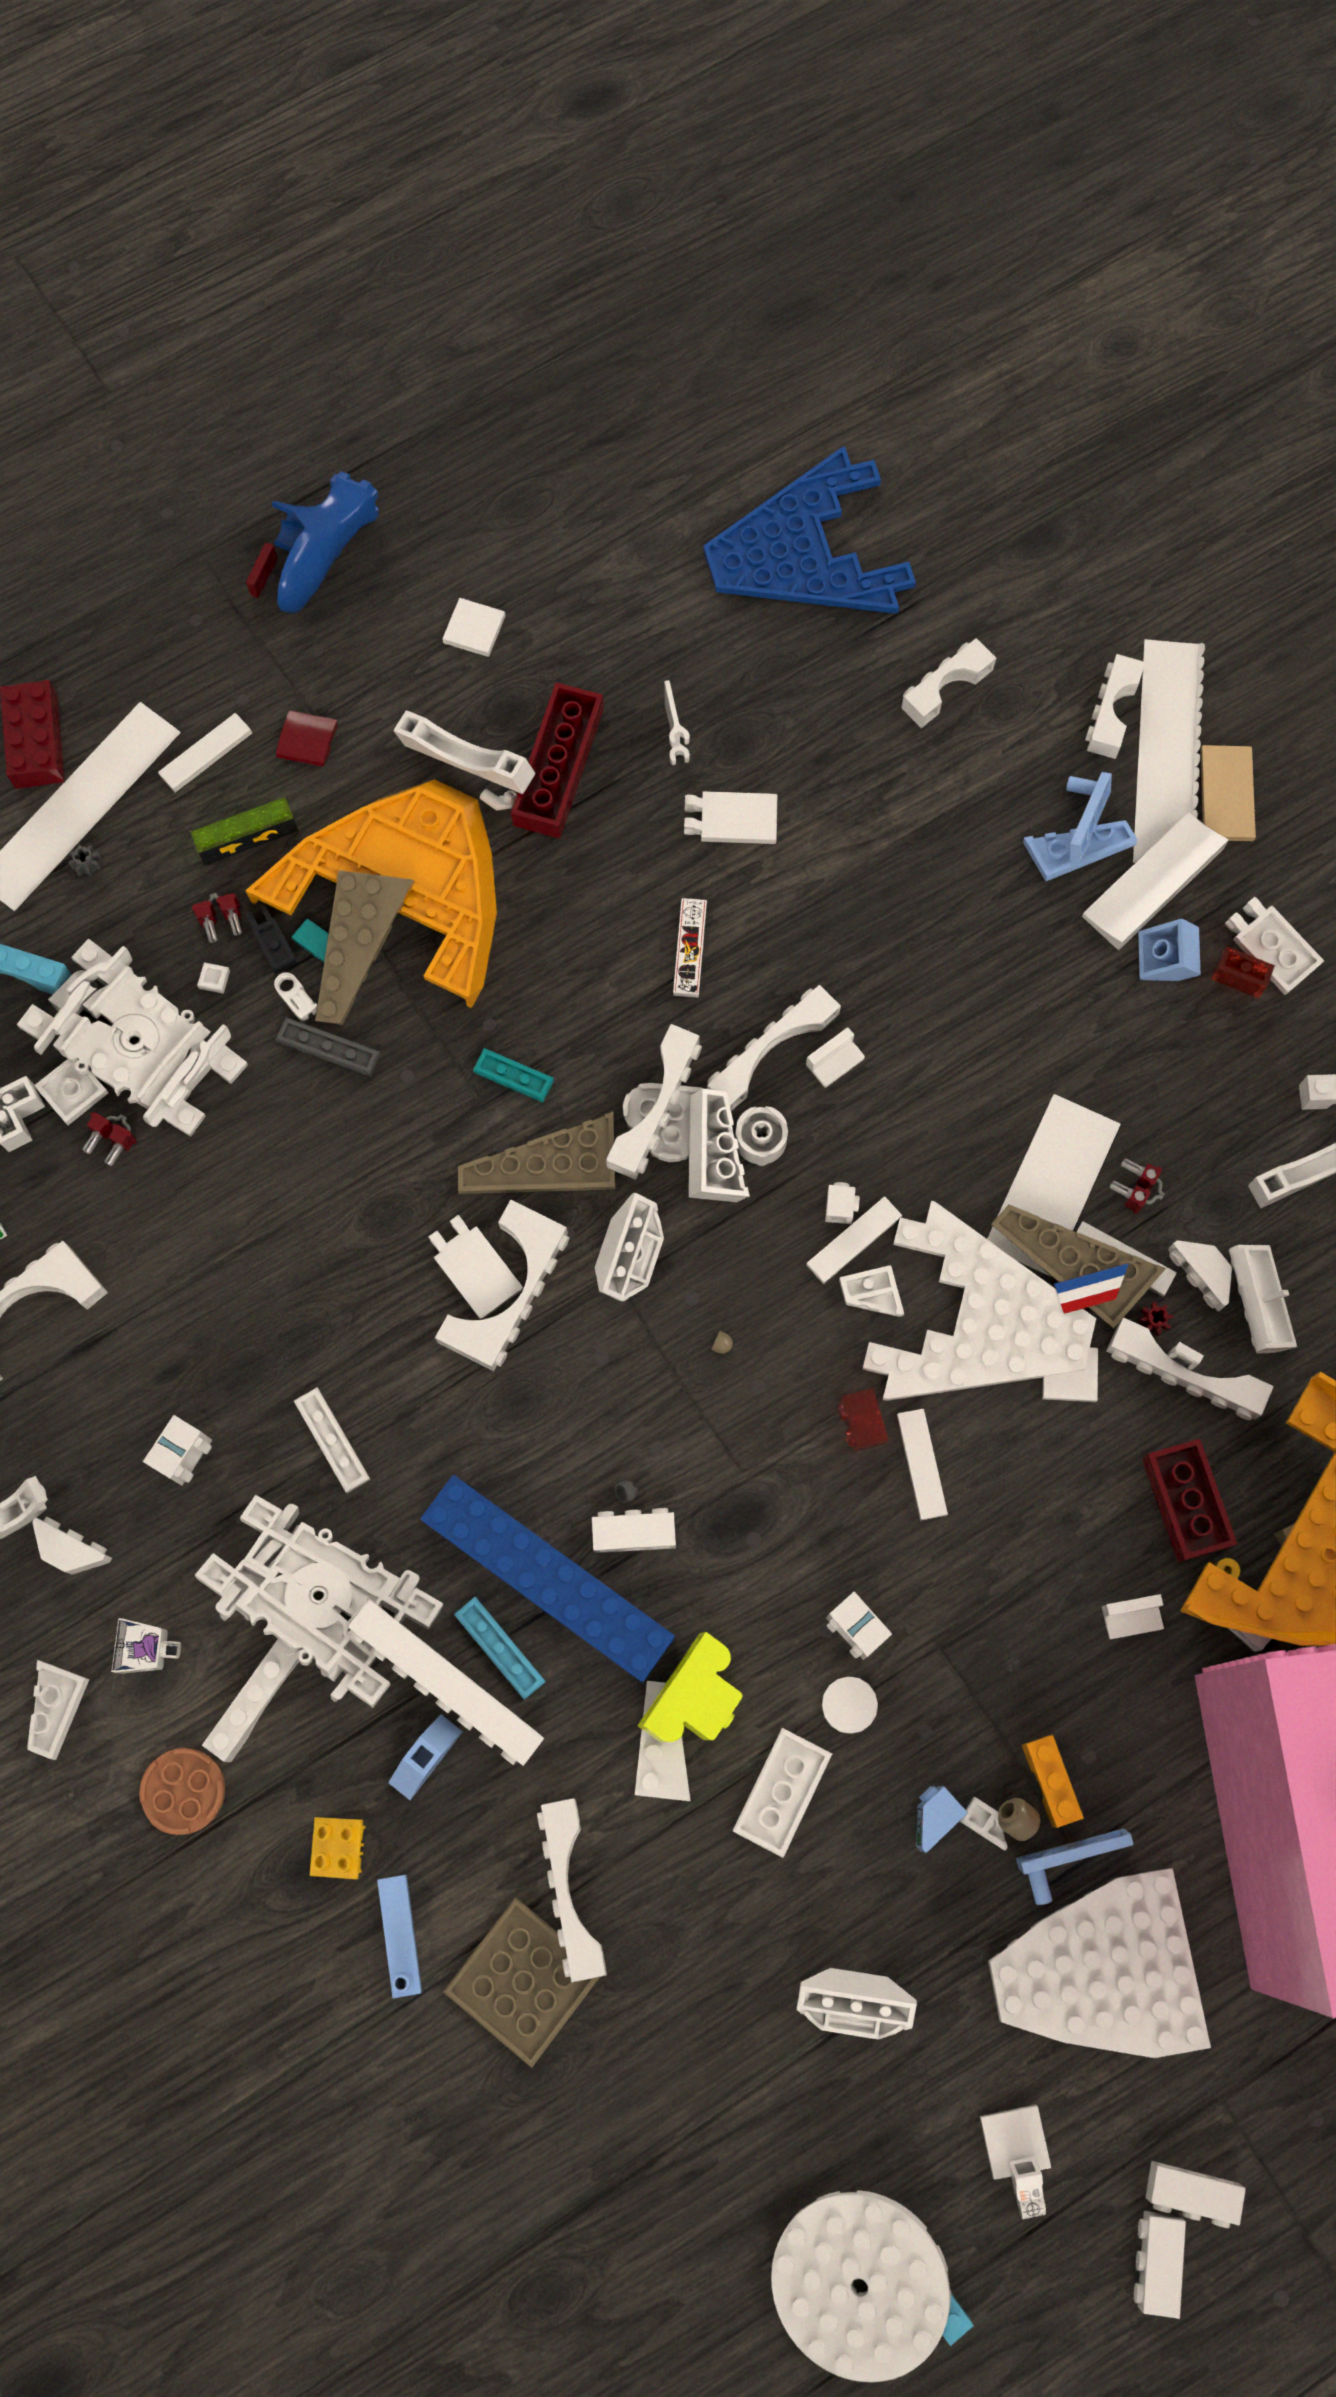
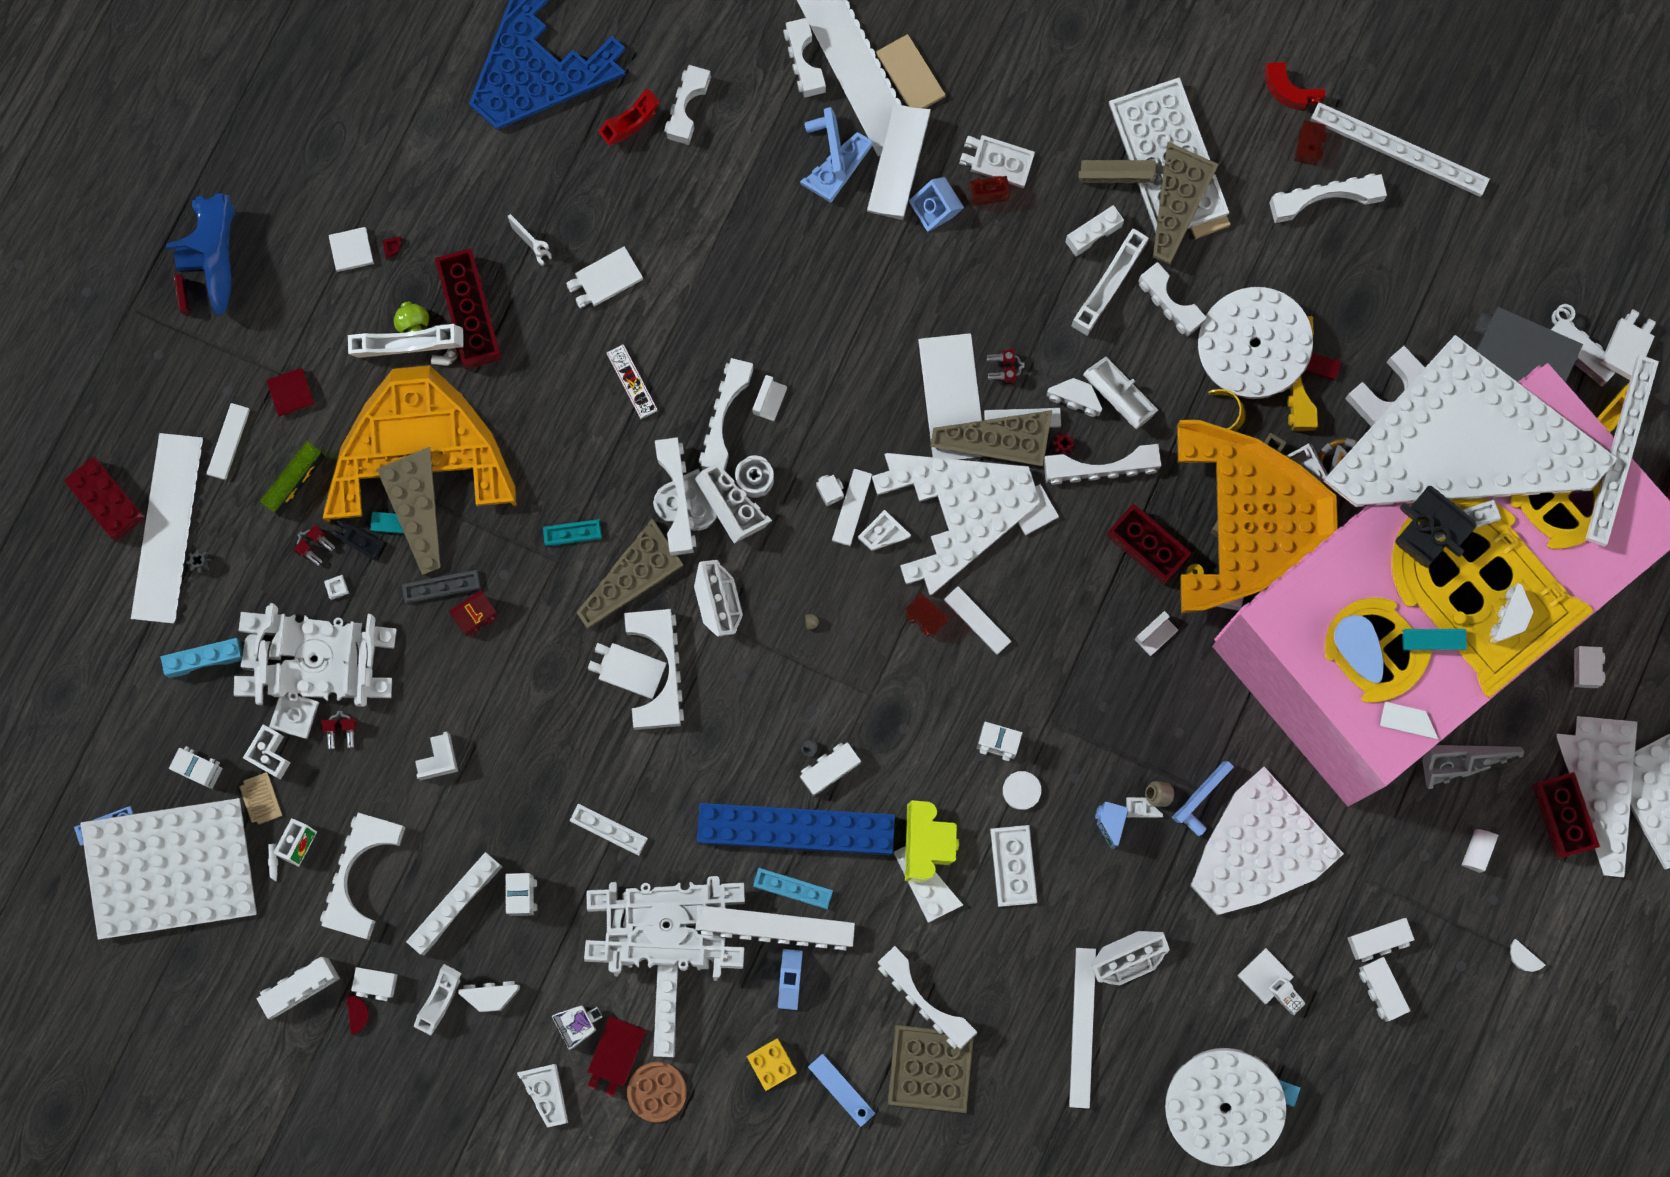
camera: 35 degrees left, 5 degrees up
(136, 1402) = (453, 903): none -> white arch
(163, 1714) = (615, 1054): none -> dark red tile
(195, 1244) = (443, 760): none -> white panel
(296, 998) = (400, 567): white piece -> none
(341, 1096) = (473, 613): none -> dark red slope
(489, 733) = (411, 318): none -> lime plant
(520, 649) = (392, 246): none -> dark red tile
(741, 2057) = (1082, 1028): none -> white tile
(872, 664) = (630, 121): none -> red arch
(1053, 1779) = (1167, 759): light orange arch -> none
(1090, 1289) = (1014, 450): sticker -> none
(1185, 1356) = (1095, 458): white tile -> none

